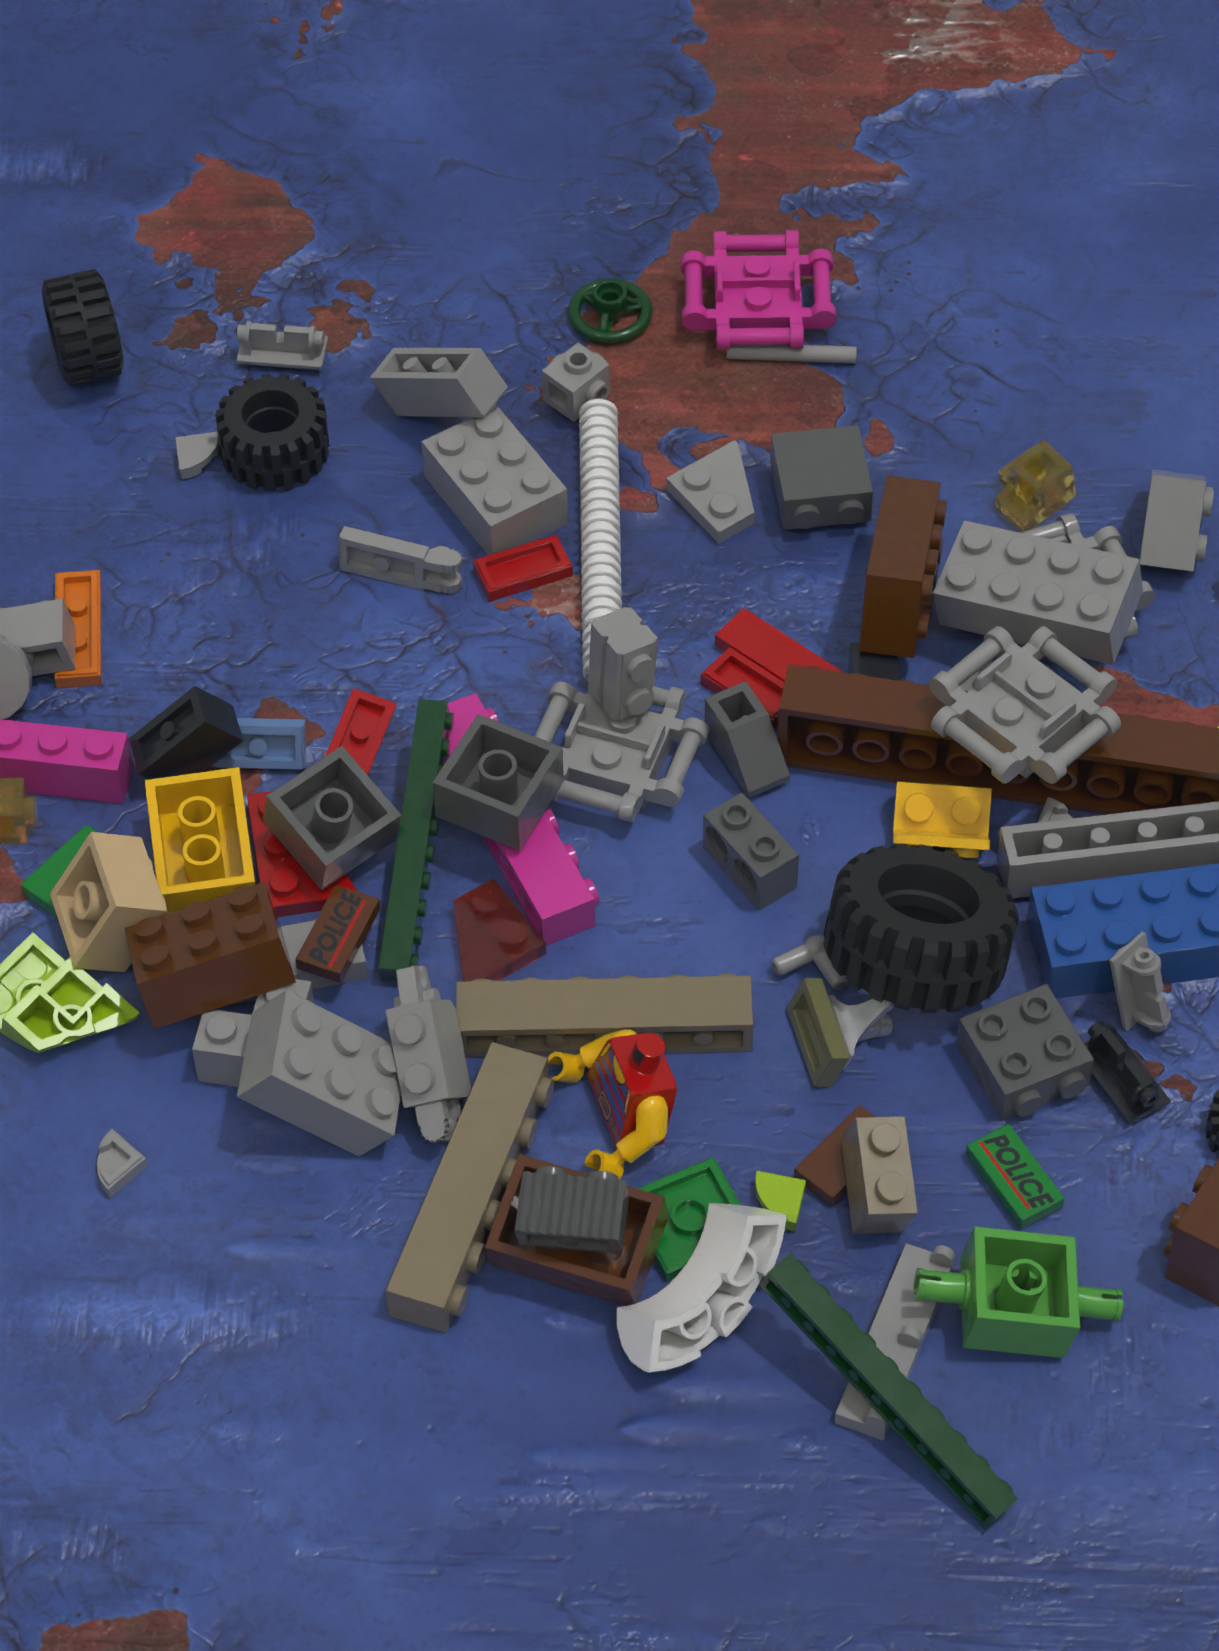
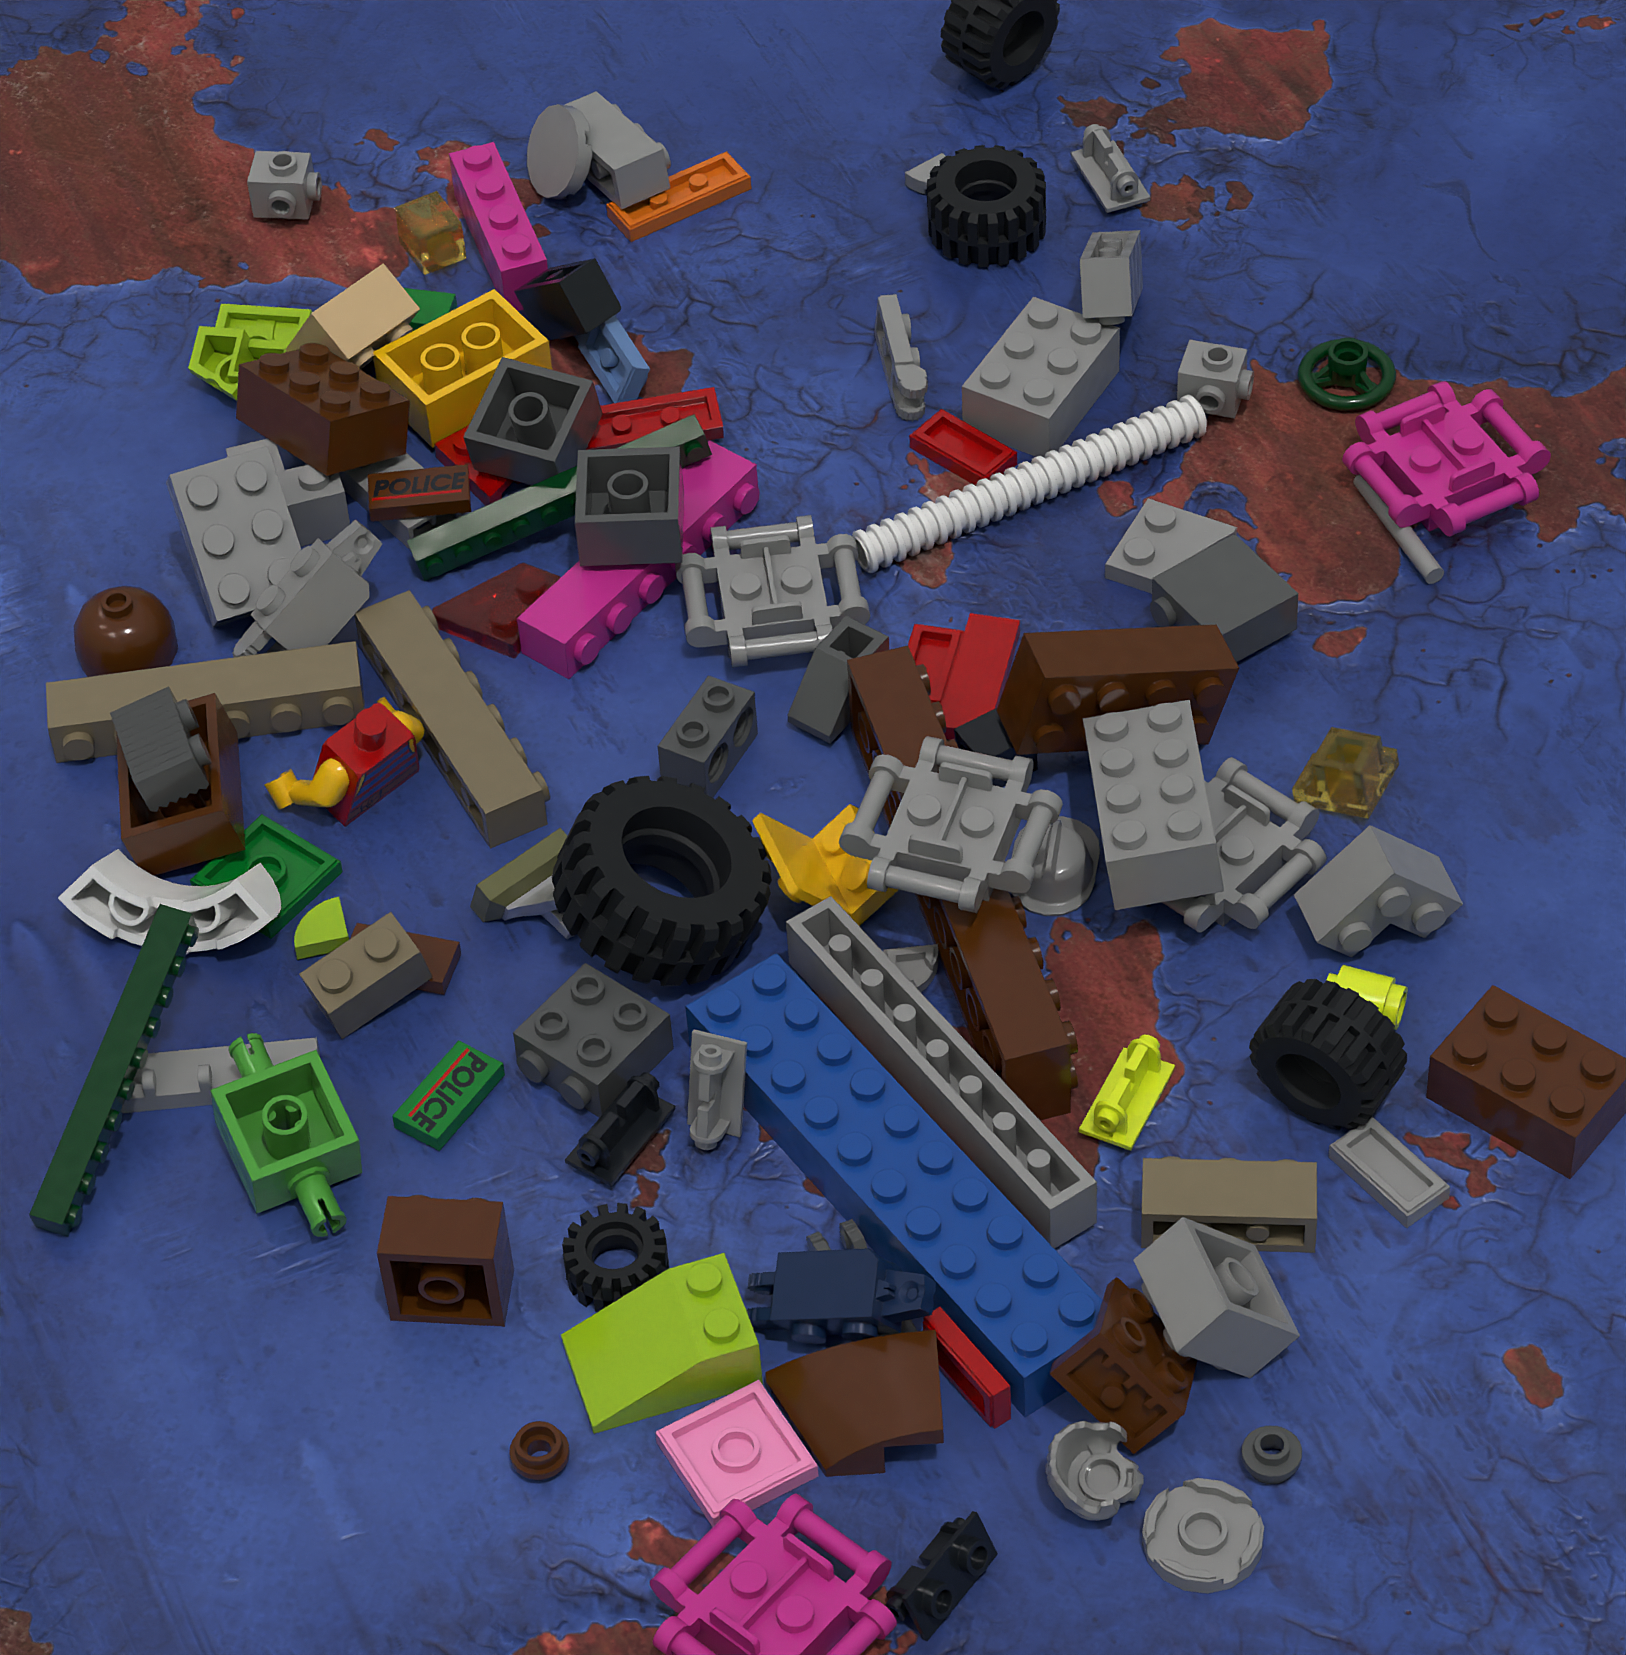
camera: 65 degrees right, 5 degrees down
(117, 1163) = (112, 477): light grey tile -> none
(340, 1222) = (124, 632): none -> reddish brown cylinder
(622, 663) = (823, 527): light grey brick -> none

